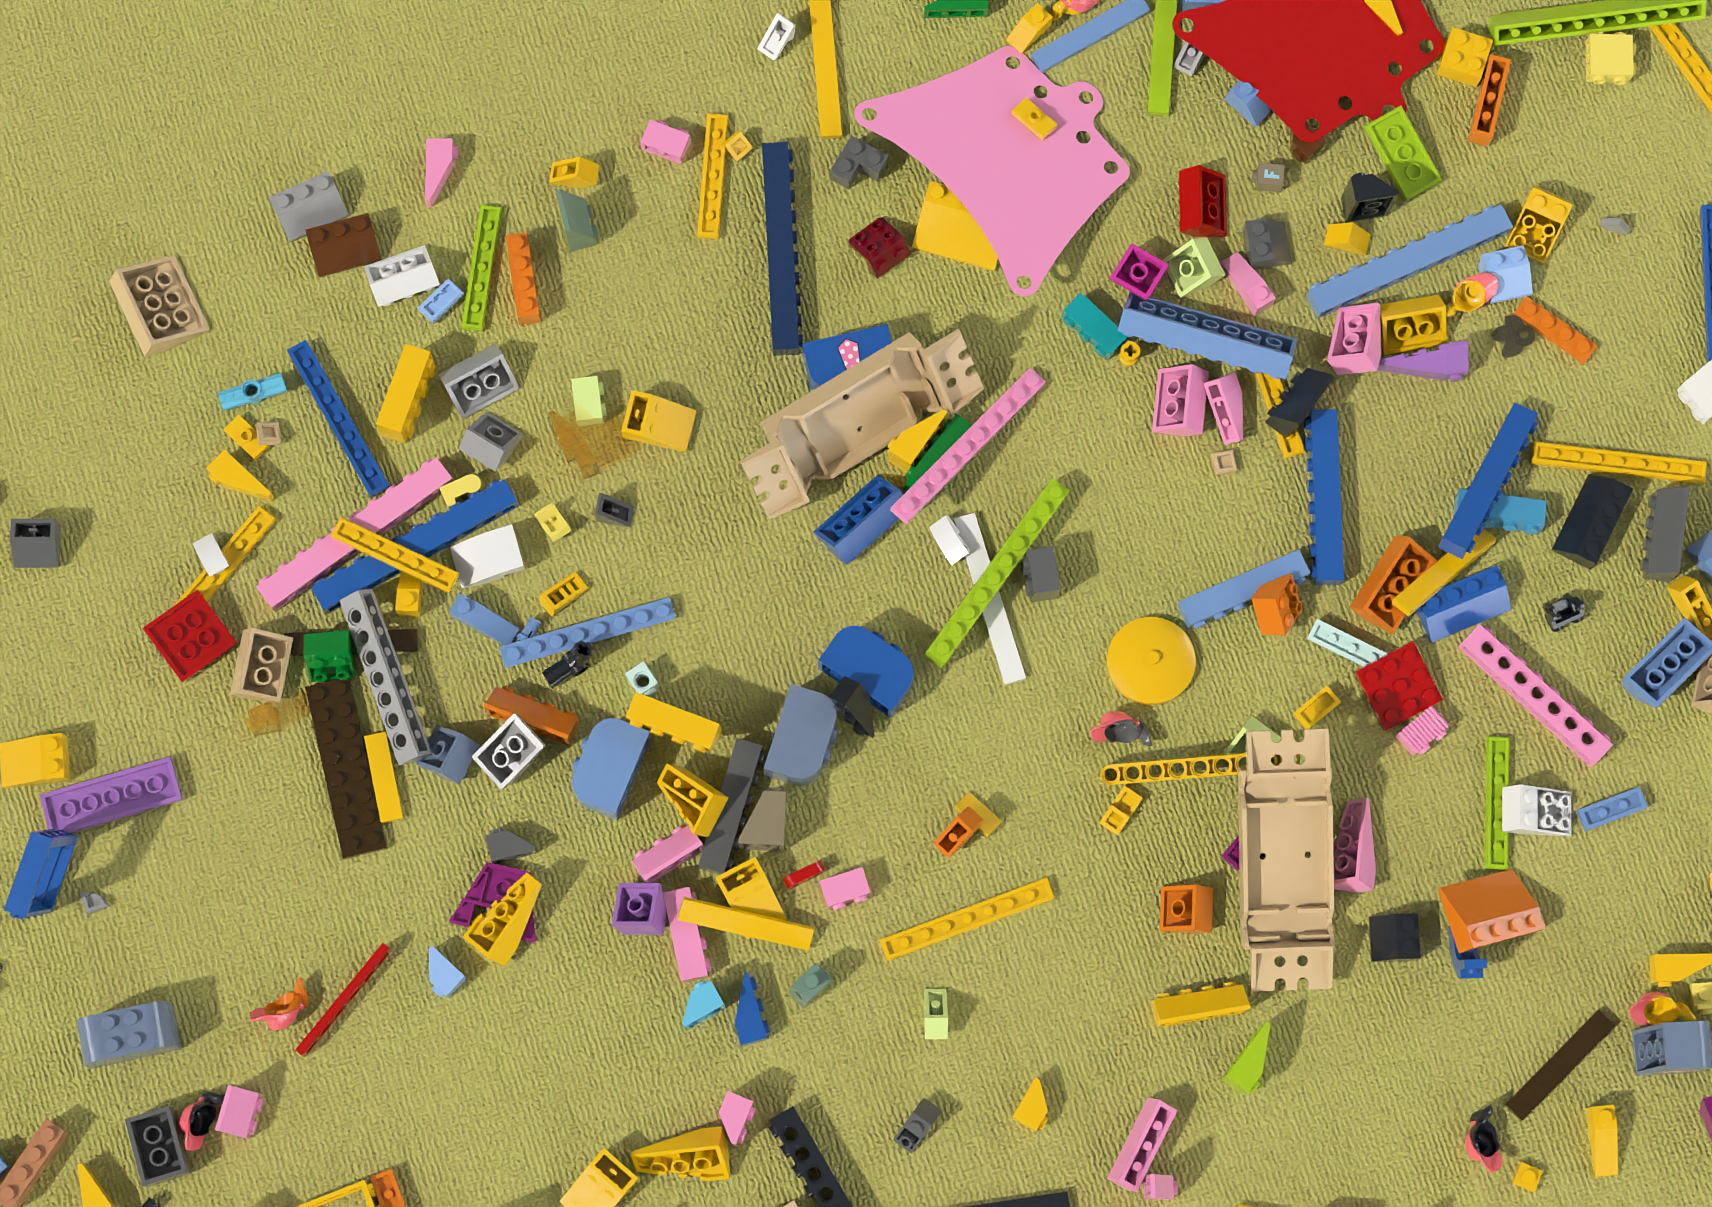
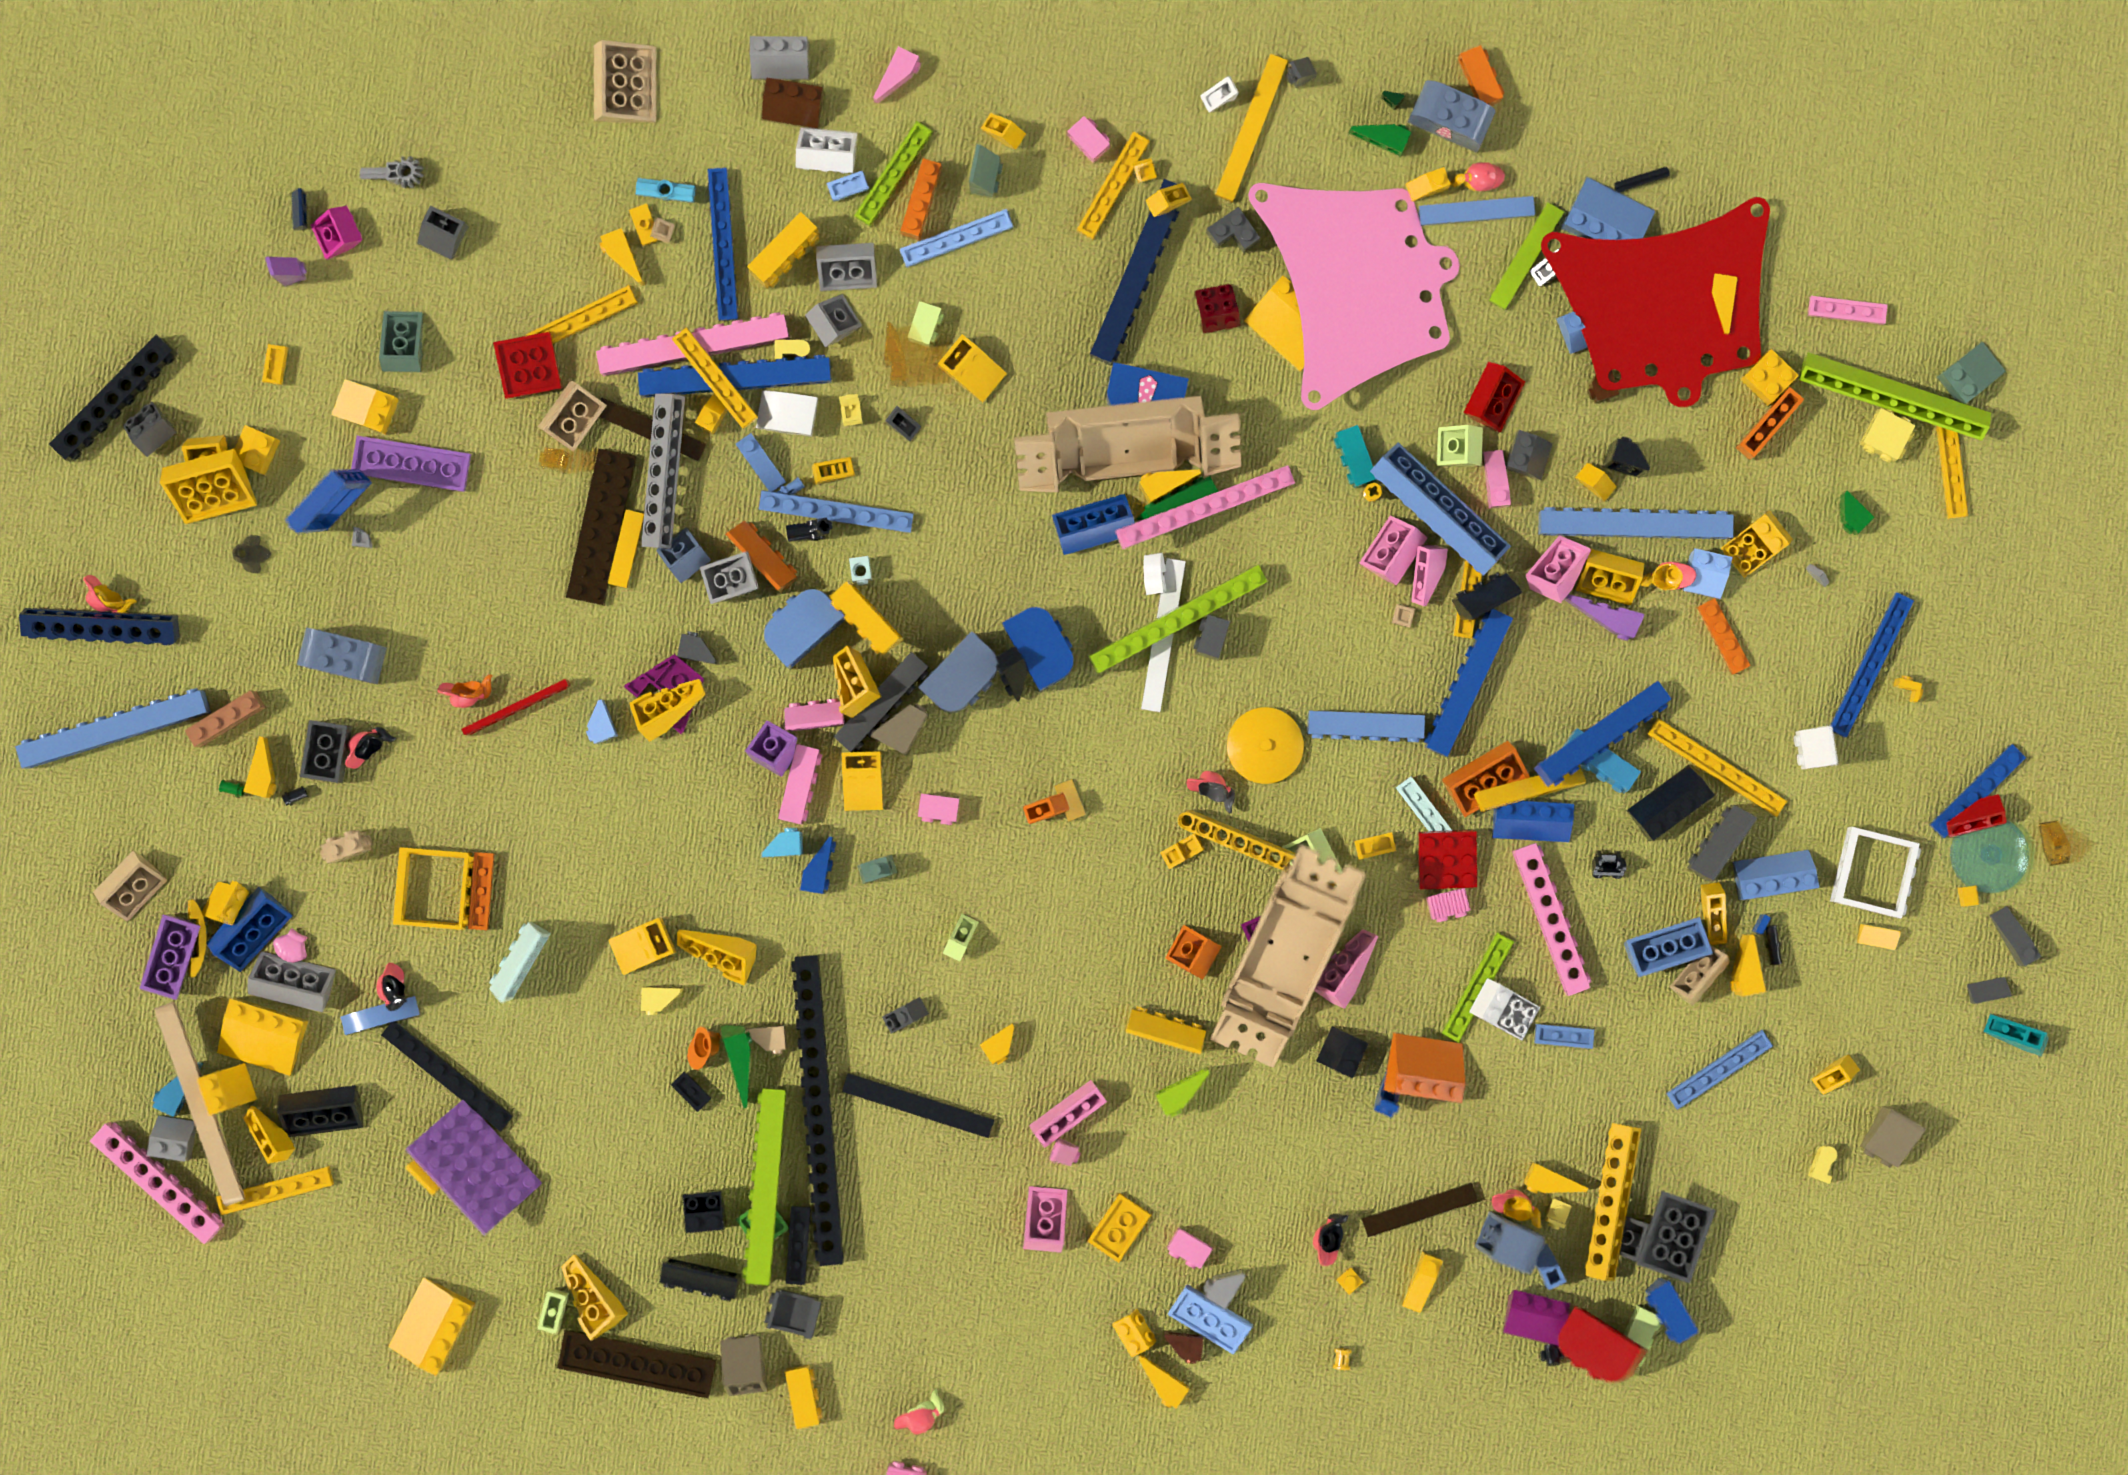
camera: 30 degrees right, 10 degrees up
(43, 675) = (401, 342): none -> sand green slope
(210, 555) = (573, 307): white slope -> none
(239, 1112) = (398, 755): bright pink slope -> none
(329, 656) = (627, 433): green slope -> none
(578, 301) = (956, 238): none -> light blue tile
(734, 1114) = (768, 941): bright pink slope -> none
(745, 923) = (848, 798): yellow tile -> none
(776, 160) = (1168, 199): none -> yellow slope
(804, 874) = (913, 782): red beam -> none
(967, 919) = (1021, 876): yellow tile -> none
(1034, 118) = (1393, 262): yellow plate -> none
(1139, 272) = (1412, 431): dark pink slope -> none
(1268, 177) = (1558, 401): dark tan brick -> none
(1277, 605) = (1384, 751): orange slope -> none
(1402, 153) = (1677, 433): lime tile -> none
(1510, 336) = (1685, 622): clear smoke plate -> none
(1617, 149) = (1853, 514): none -> green slope

